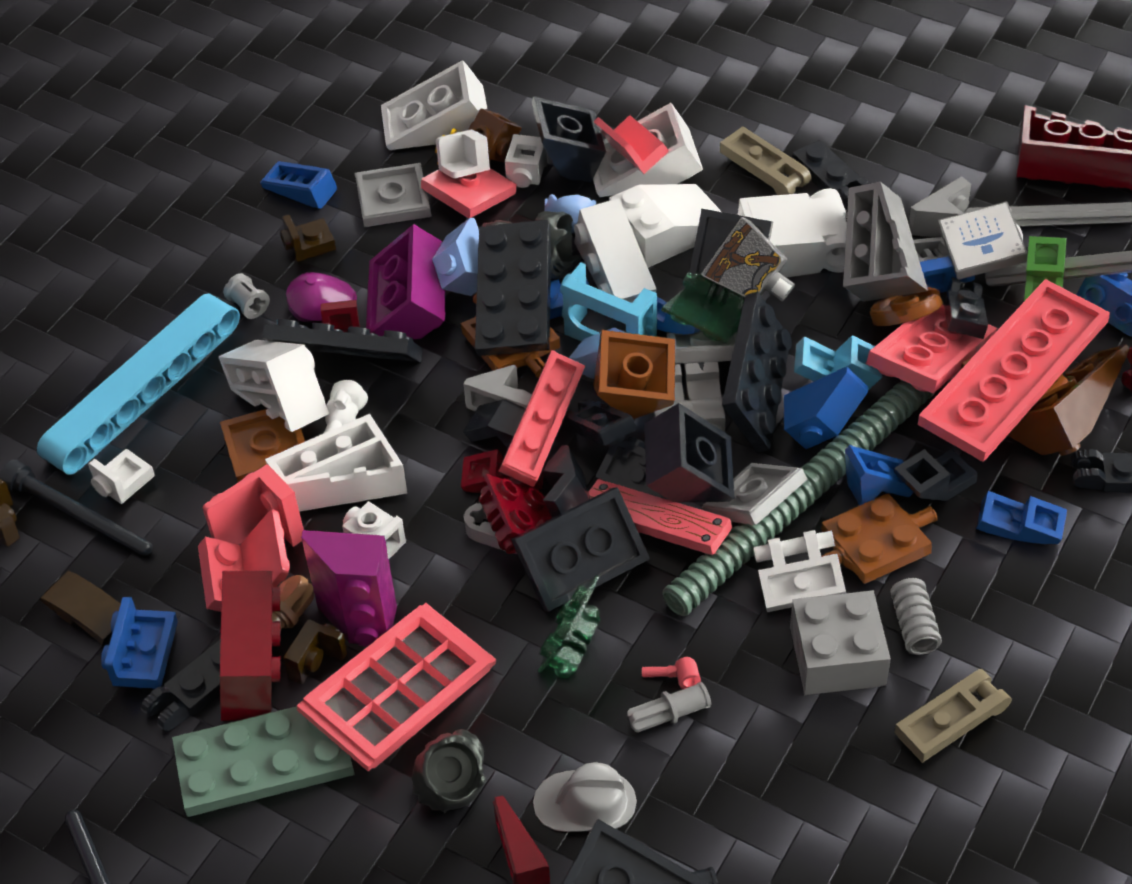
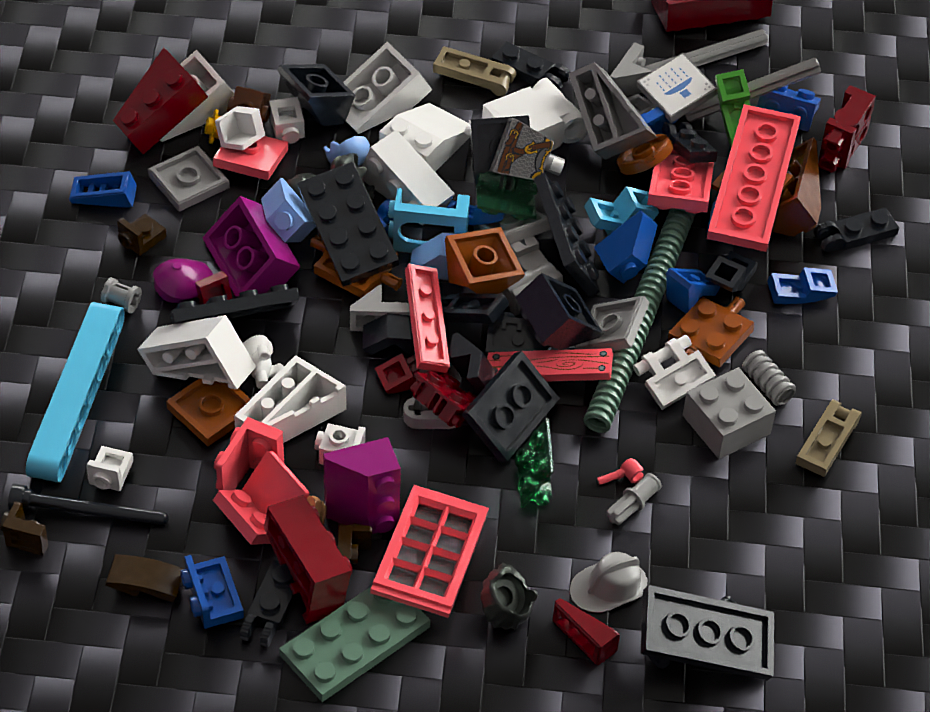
camera: 30 degrees left, 0 degrees up
(395, 104) = (159, 102): none -> dark red wedge
(634, 143) = (373, 82): coral panel -> none

